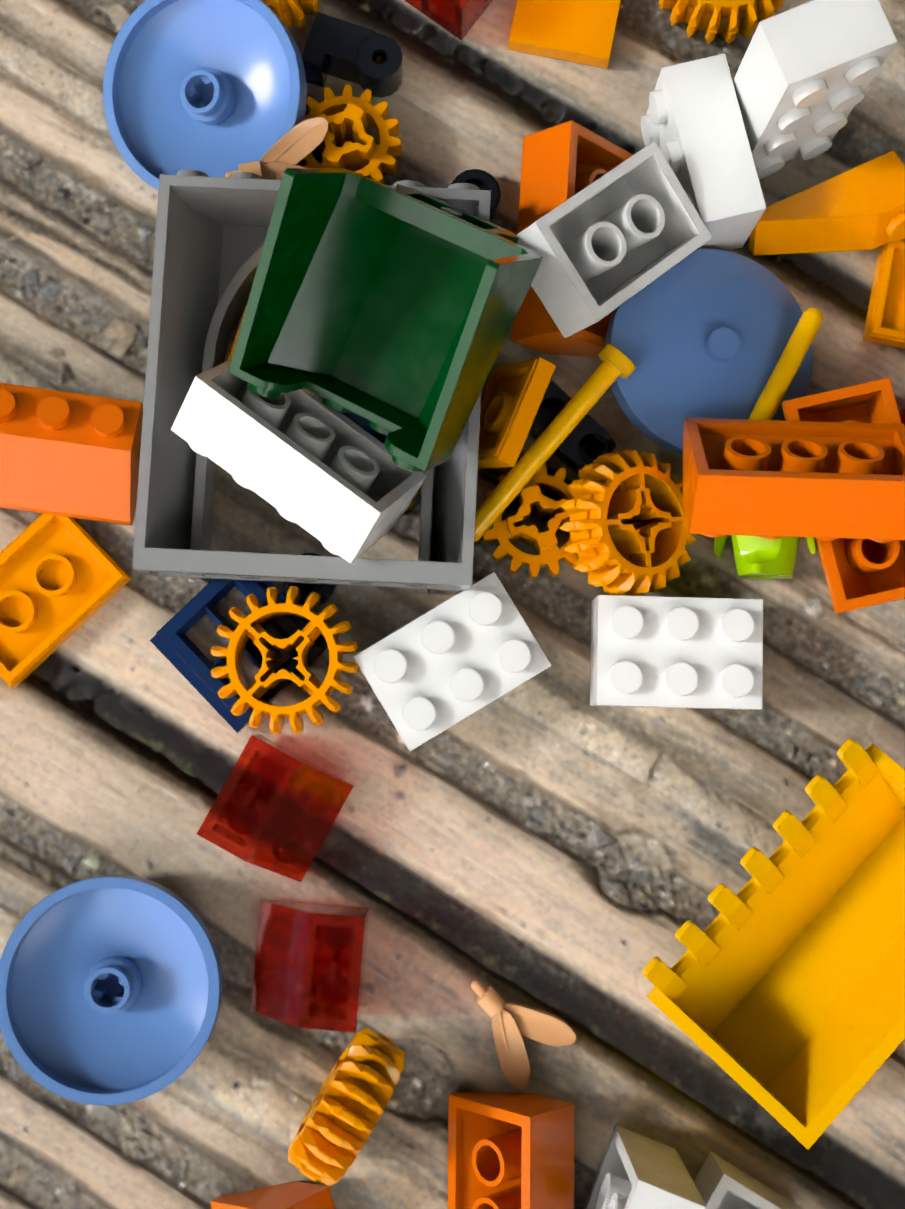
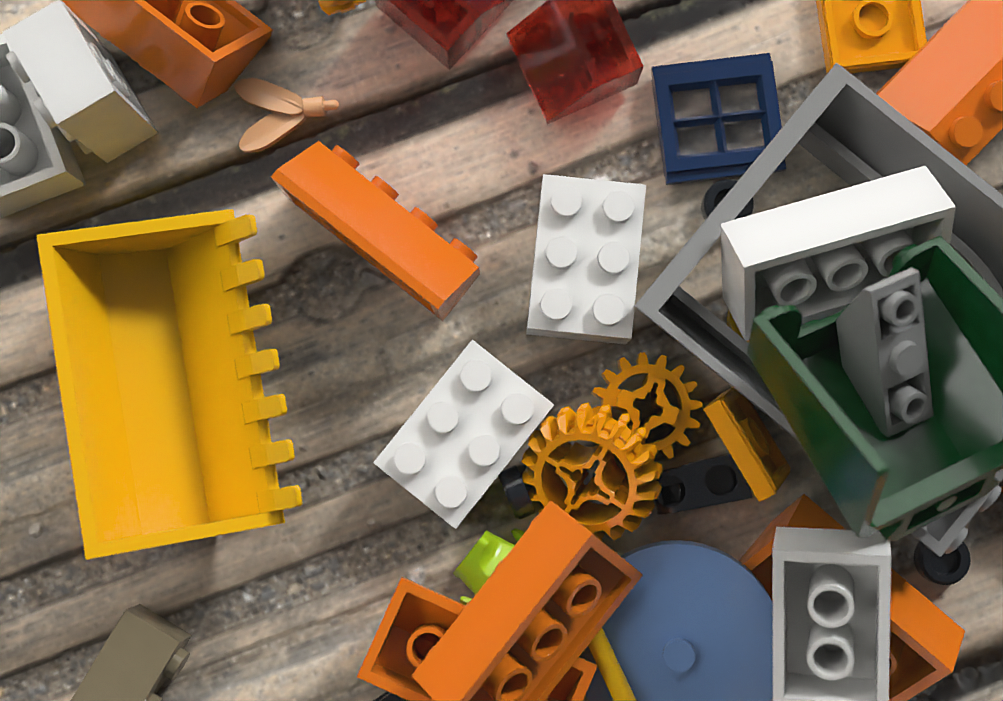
camera: 130 degrees right, 0 degrees up
(266, 679) = (721, 124): light orange gear -> none
(361, 344) = (887, 352): none -> light grey slope
(560, 862) = (378, 227): none -> orange slope
(613, 365) = (702, 458): yellow bar -> none
(690, 574) = (516, 493): none -> black tile

